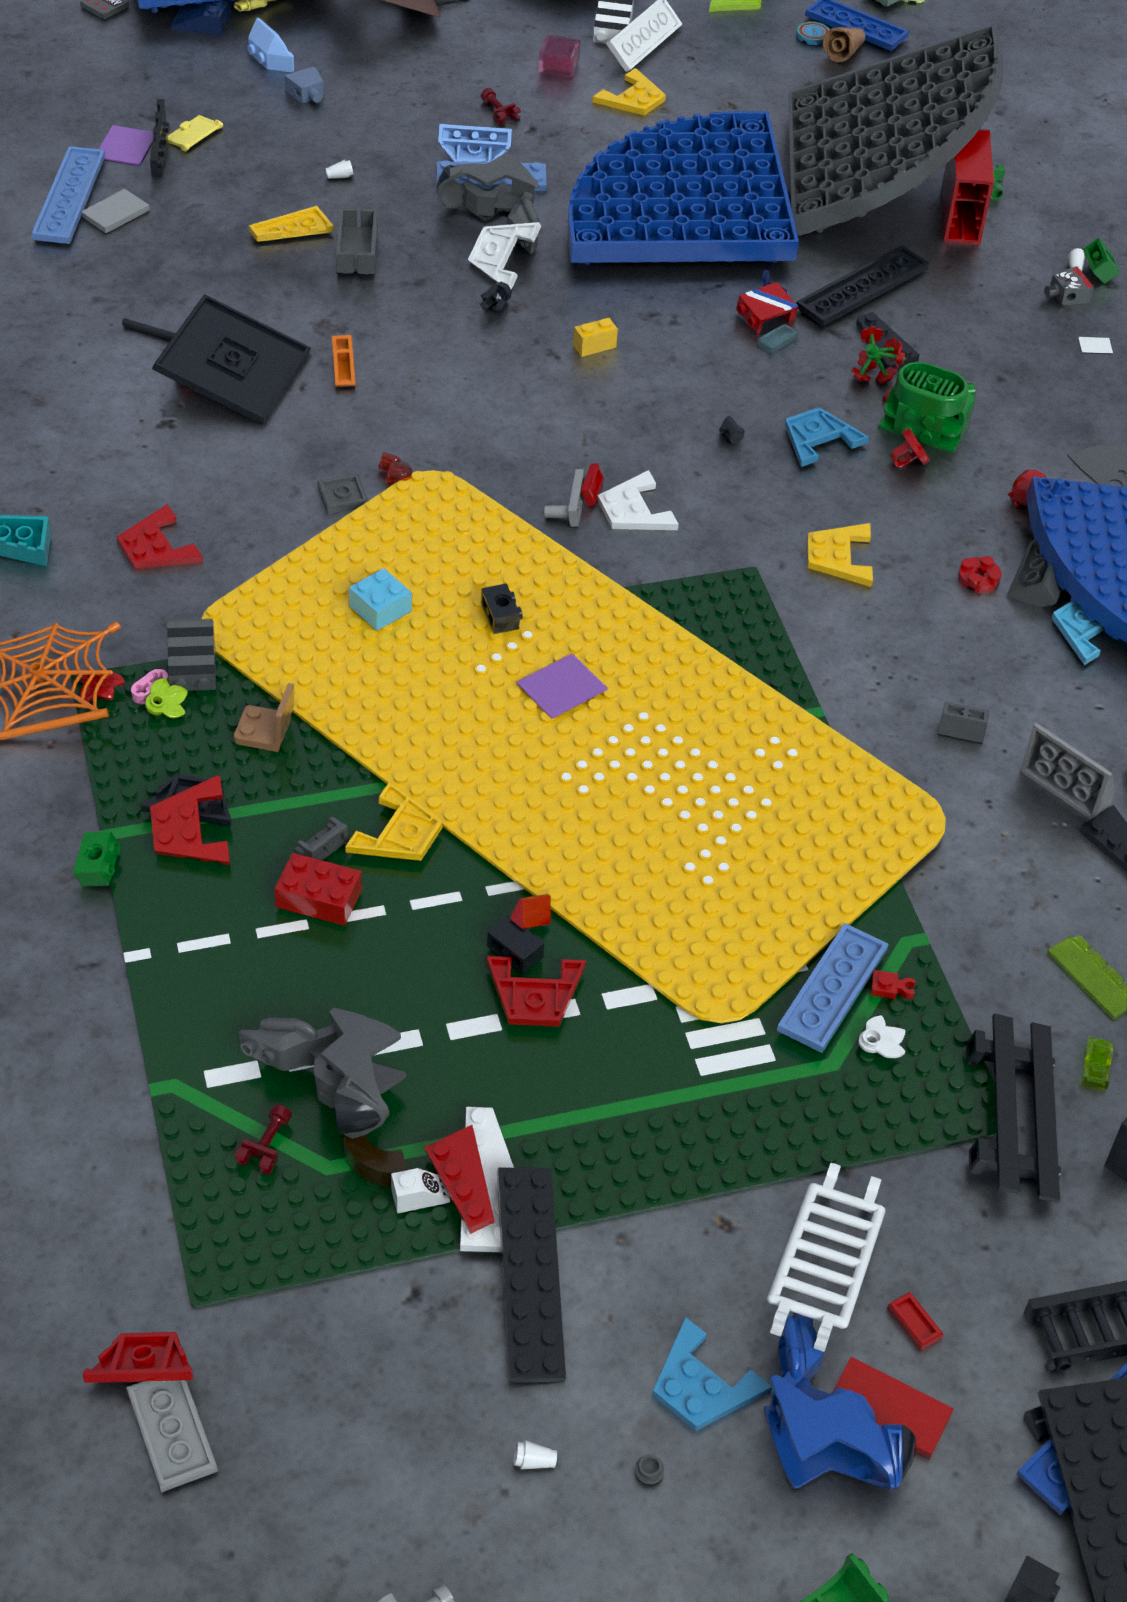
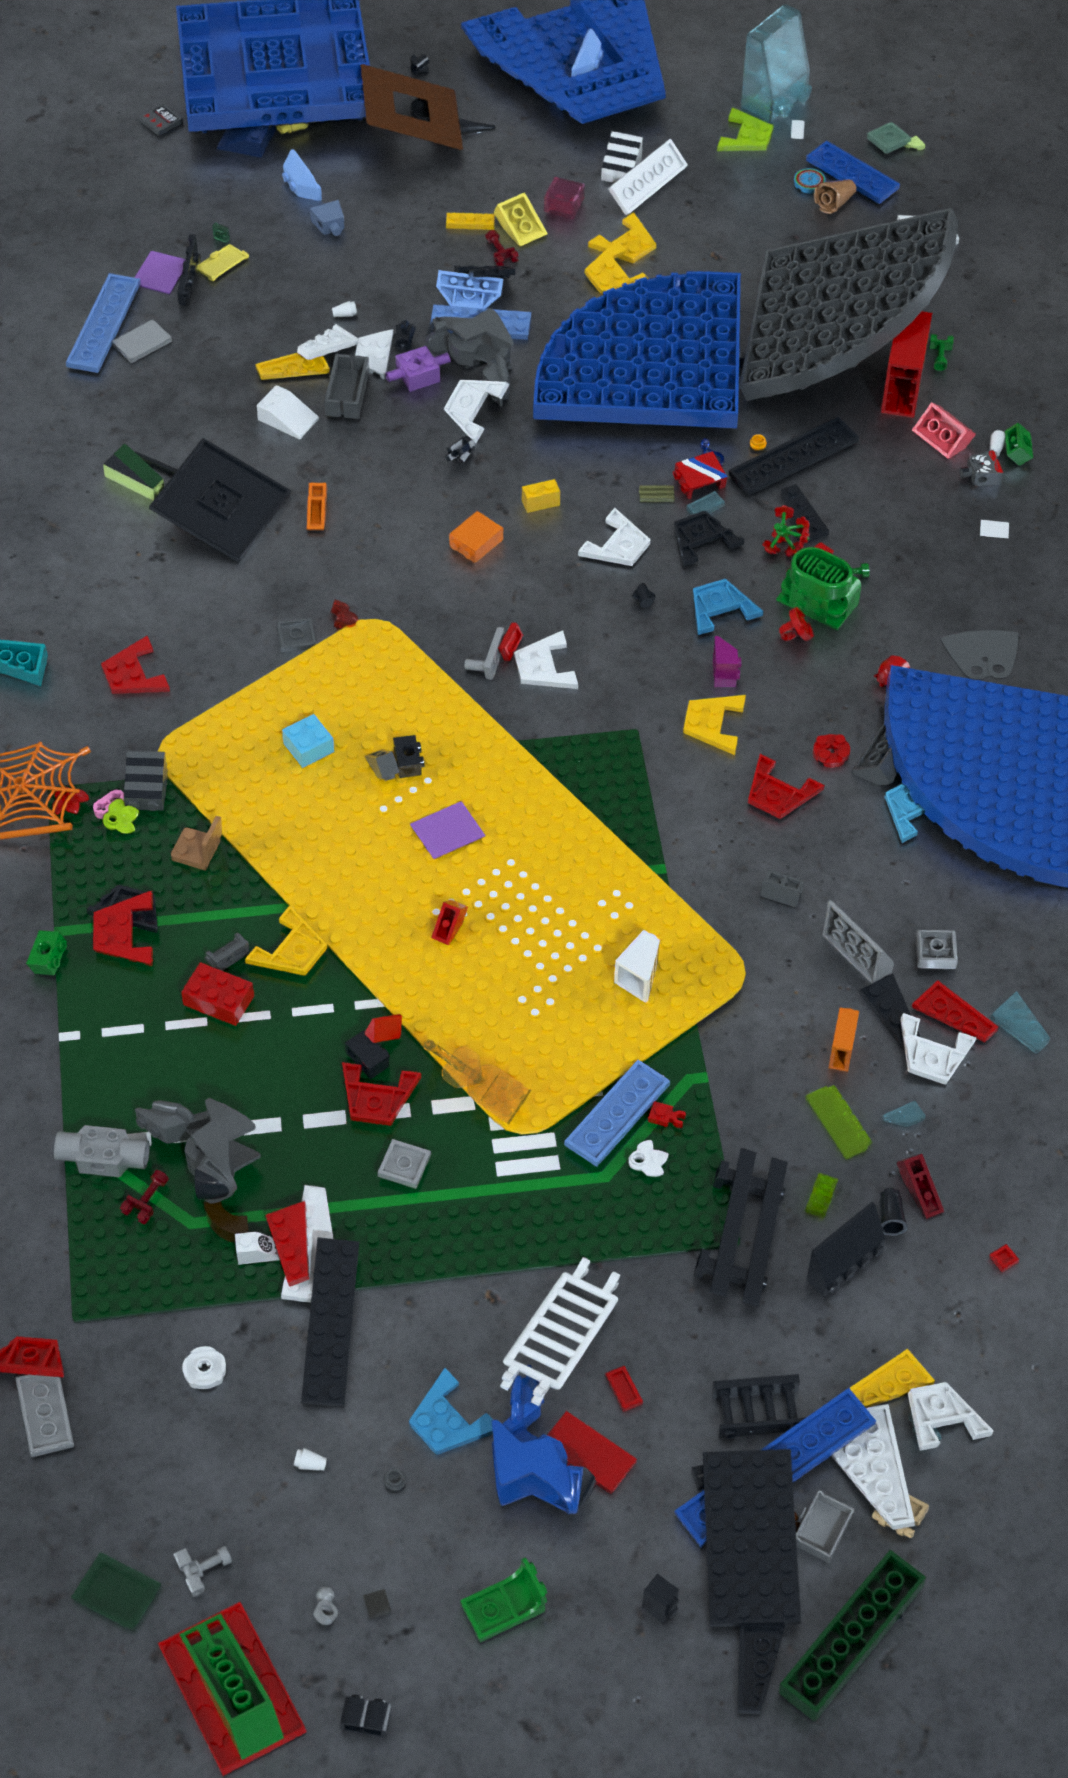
camera: 10 degrees right, 5 degrees up
(126, 338) = (133, 472): none -> slope
(189, 103) = (221, 232): none -> clear green tile
(201, 1087) = (101, 1150): none -> light grey brick
(291, 271) = (286, 412): none -> white slope
(327, 200) = (327, 343): none -> white wing
(372, 1364) = (209, 1378): none -> white plate
(386, 203) = (378, 349): none -> white wing
(410, 191) = (404, 335): none -> black rock
(432, 221) = (418, 368): none -> medium lavender brick
(460, 83) = (470, 221): none -> yellow plate
(474, 618) = (383, 764): none -> dark grey slope
(495, 123) = (486, 271): none -> black wing
(515, 78) = (520, 220): none -> light yellow slope
(530, 381) = (476, 536): none -> orange brick
(585, 1070) = (404, 1163): none -> light grey plate
(586, 785) = (449, 921): none -> red slope
(617, 121) = (606, 272): none -> yellow wing
(684, 974) = (497, 1089): none -> clear yellow plate
(697, 382) = (623, 546): none -> white wing
(721, 329) = (656, 491): none -> olive tile
(779, 361) = (701, 529): none -> black wing
(820, 274) = (758, 442): none -> light orange plate
(825, 816) = (638, 965): none -> white slope
(841, 490) = (725, 664): none -> magenta slope
(929, 624) = (775, 795): none -> red wing
(1017, 252) = (943, 431): none -> coral slope
(1080, 880) = (843, 1039): none -> orange brick

